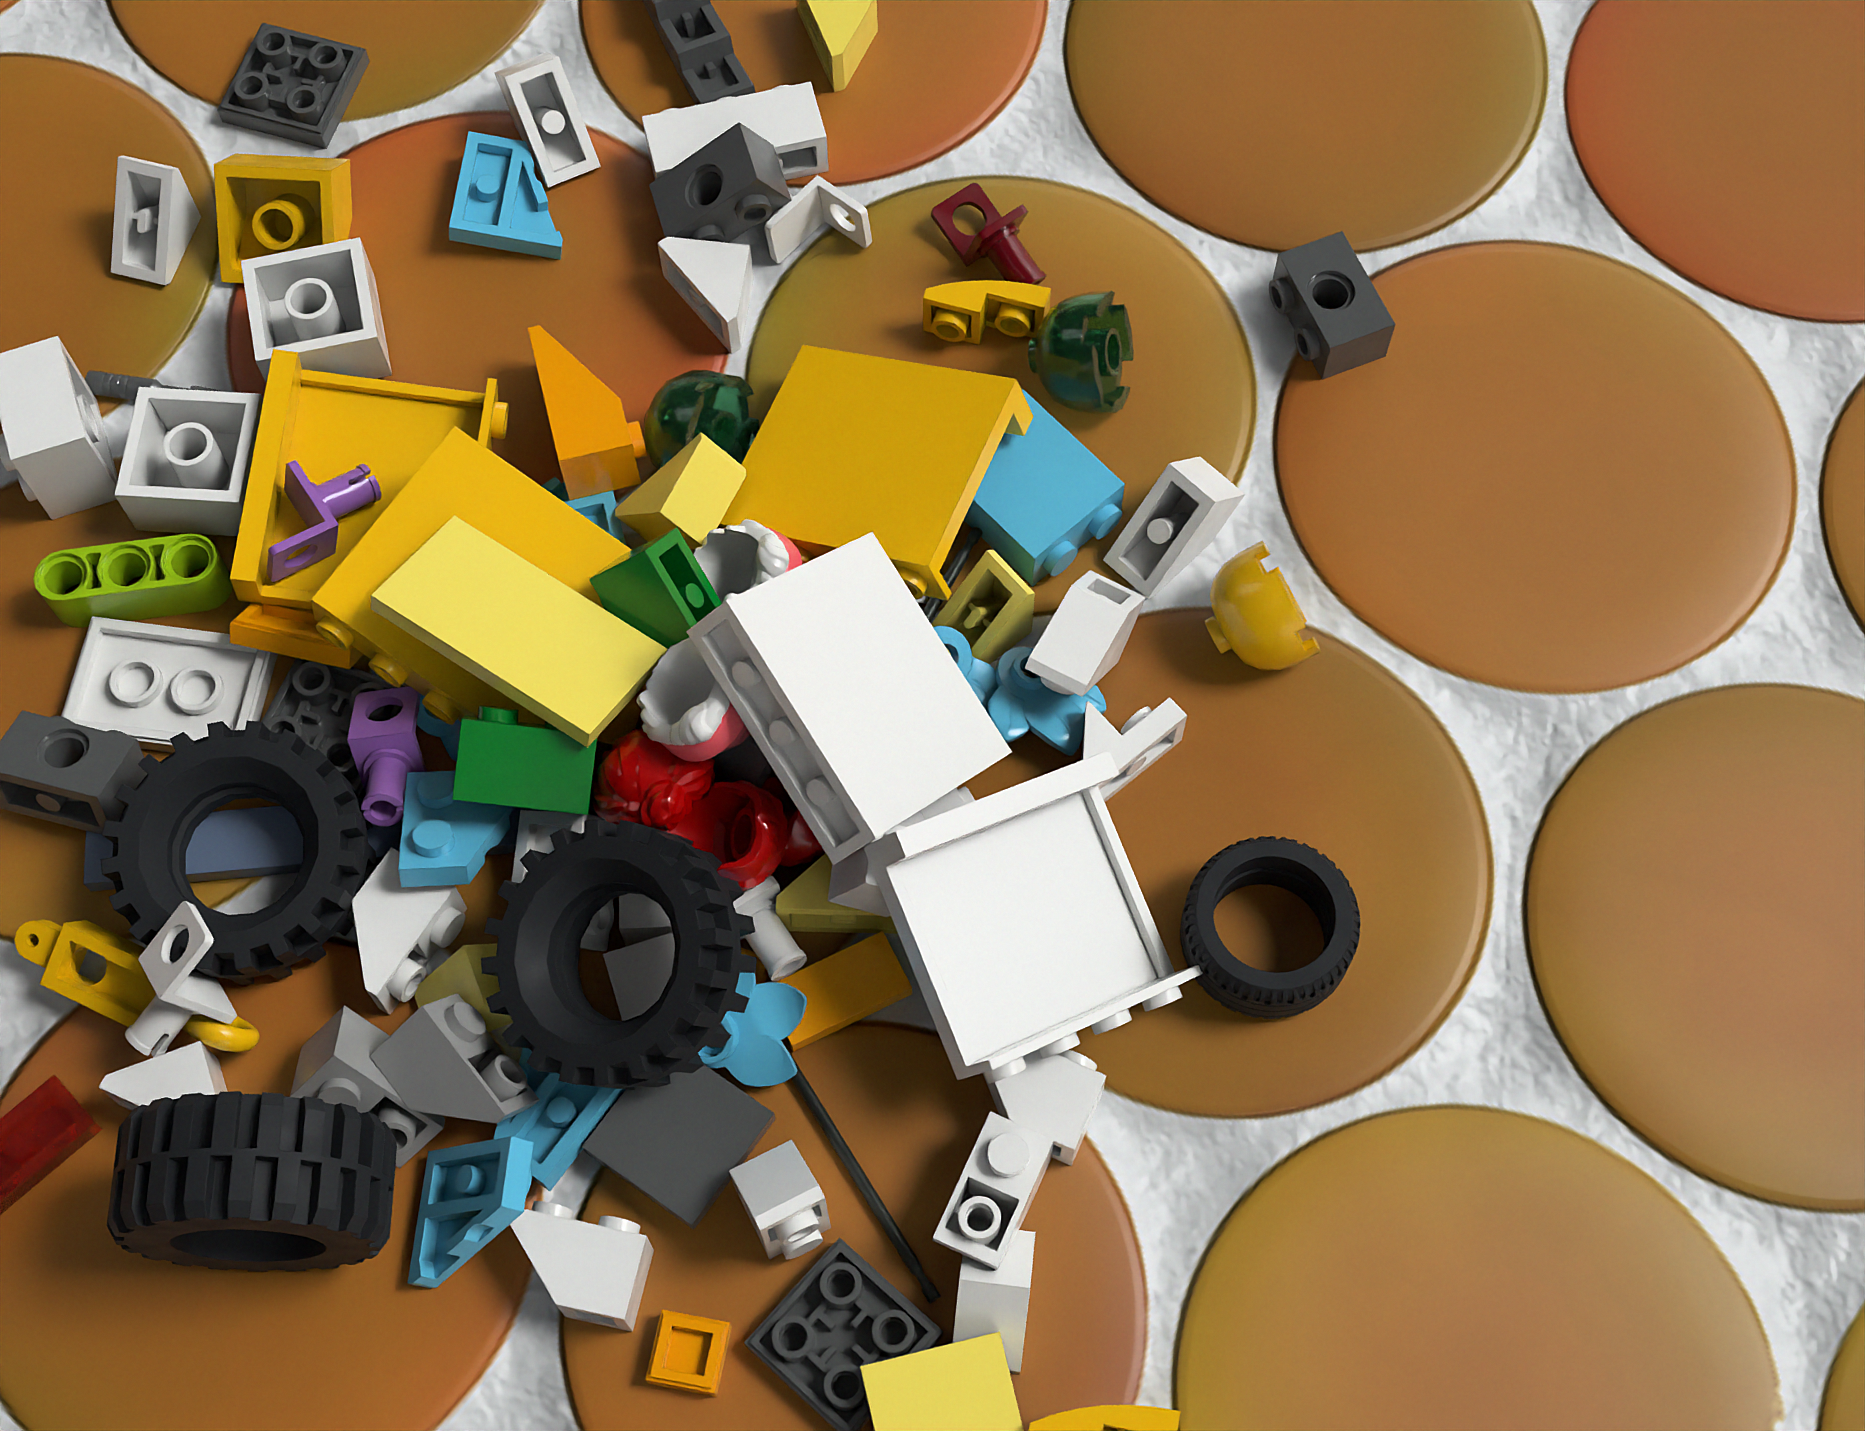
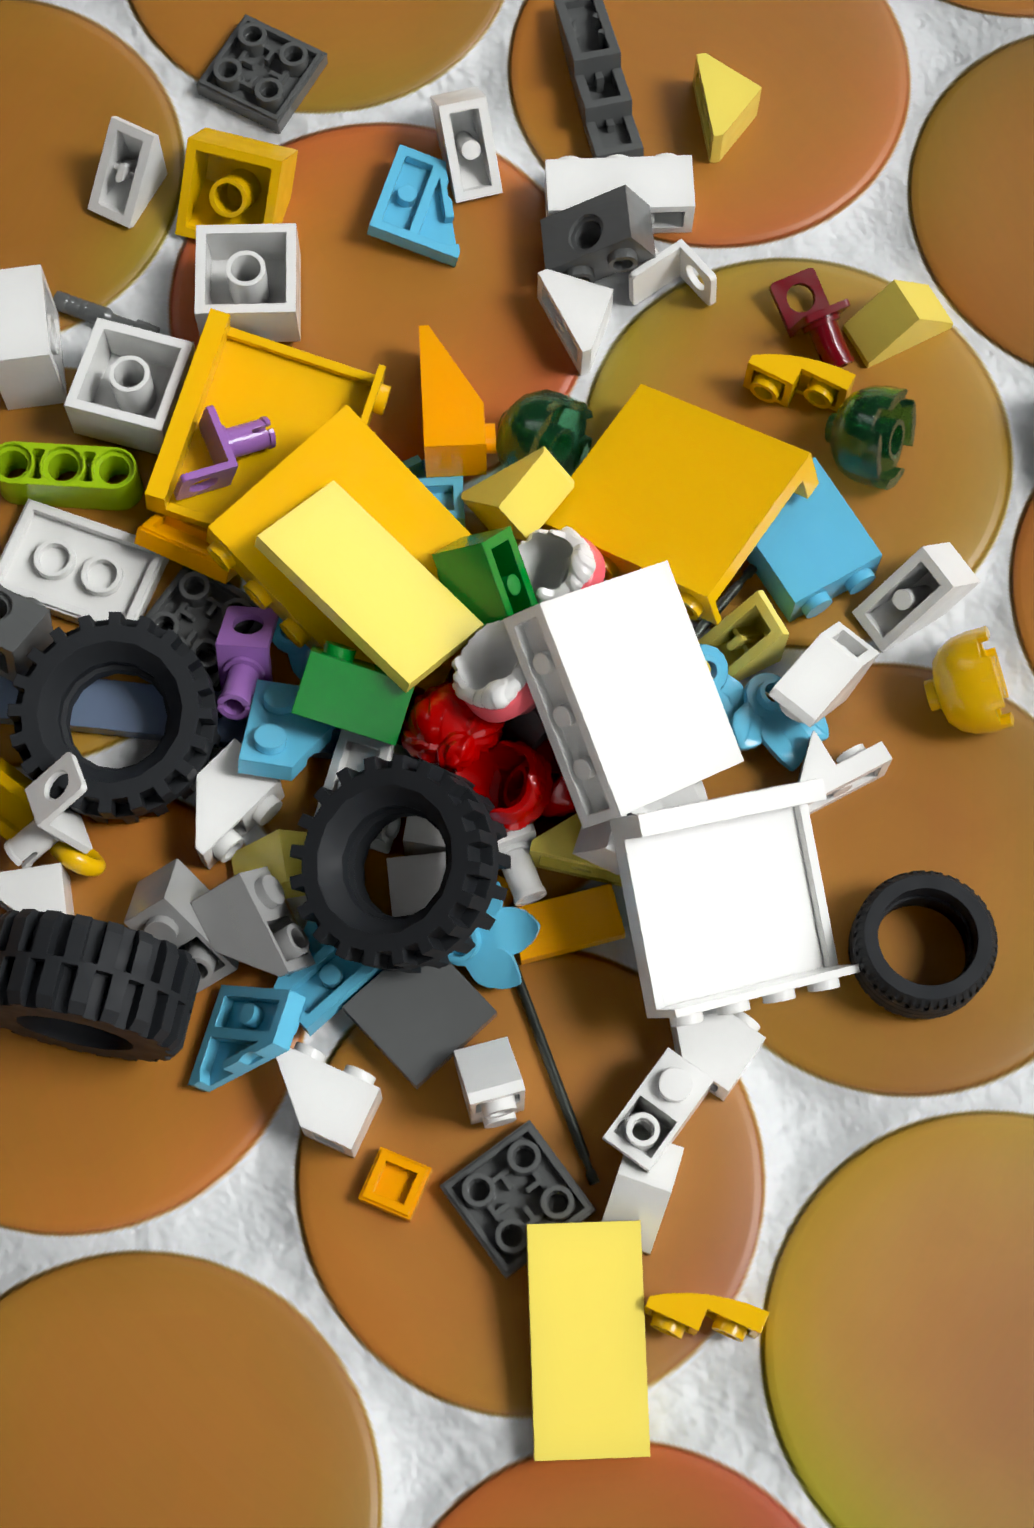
camera: 10 degrees right, 5 degrees up
(1084, 224) = (896, 321): none -> light yellow slope

